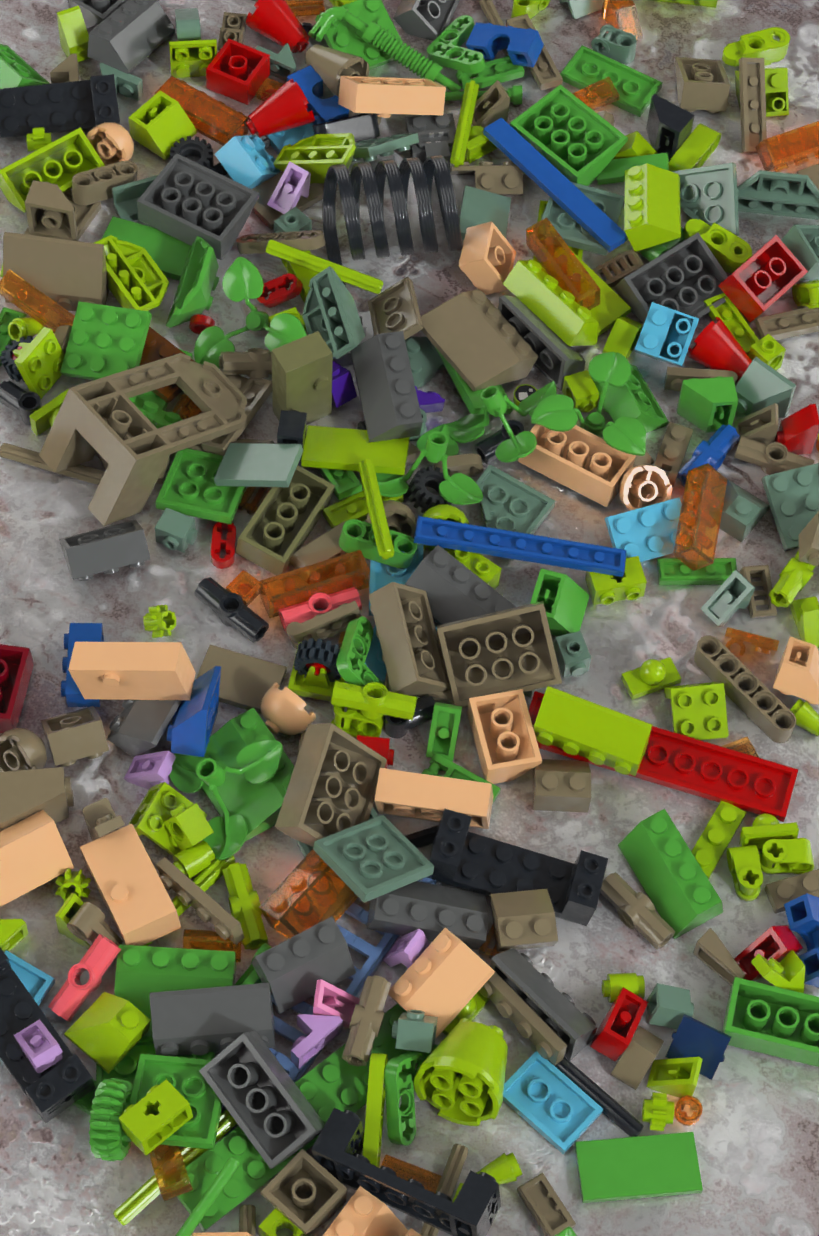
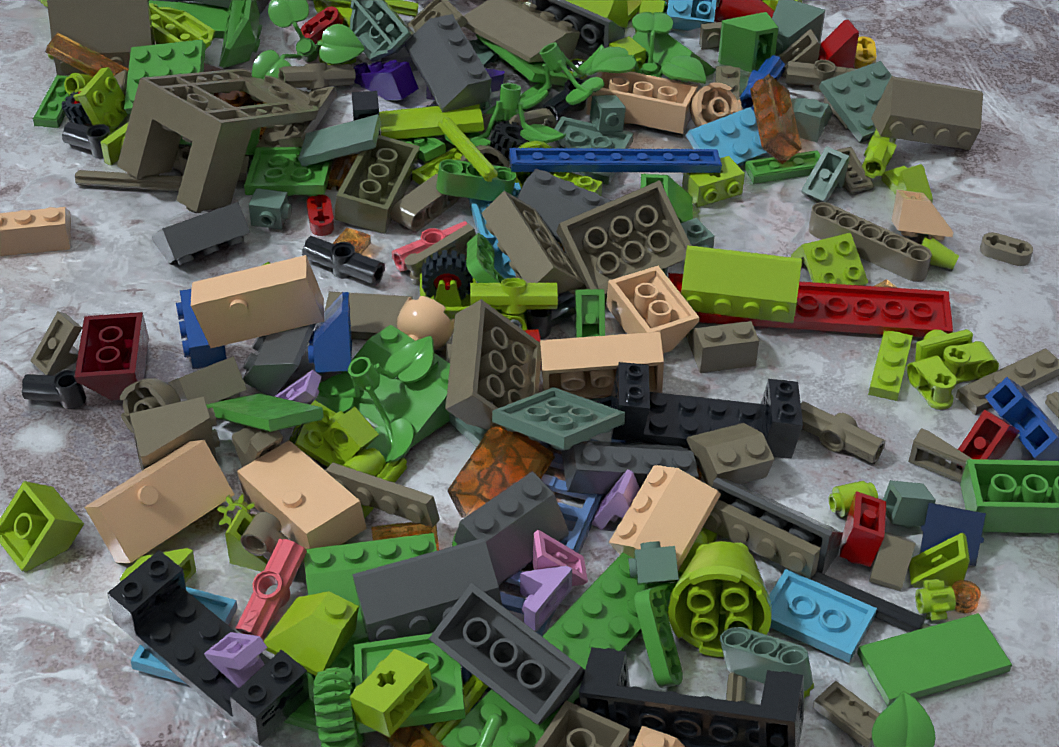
camera: 10 degrees left, 15 degrees down
(116, 787) = (266, 412): none -> bright green tile
(200, 322) = (249, 57): red tile -> none
(245, 905) = (415, 476): lime piece -> none
(303, 377) = (365, 62): olive brick -> none
(322, 577) = (408, 224): clear orange brick -> none
(366, 1021) = (597, 567): dark tan piece -> none
(375, 1109) = (631, 638): lime beam -> none
(484, 1145) = (754, 653): none -> sand green beam
(533, 475) = (607, 113): none -> sand green brick
(650, 677) = (778, 243): lime tile -> none
(670, 874) = (854, 383): bright green slope -> none
(761, 643) = (861, 203): clear orange plate -> none
(787, 974) = (1017, 446): lime slope -> none

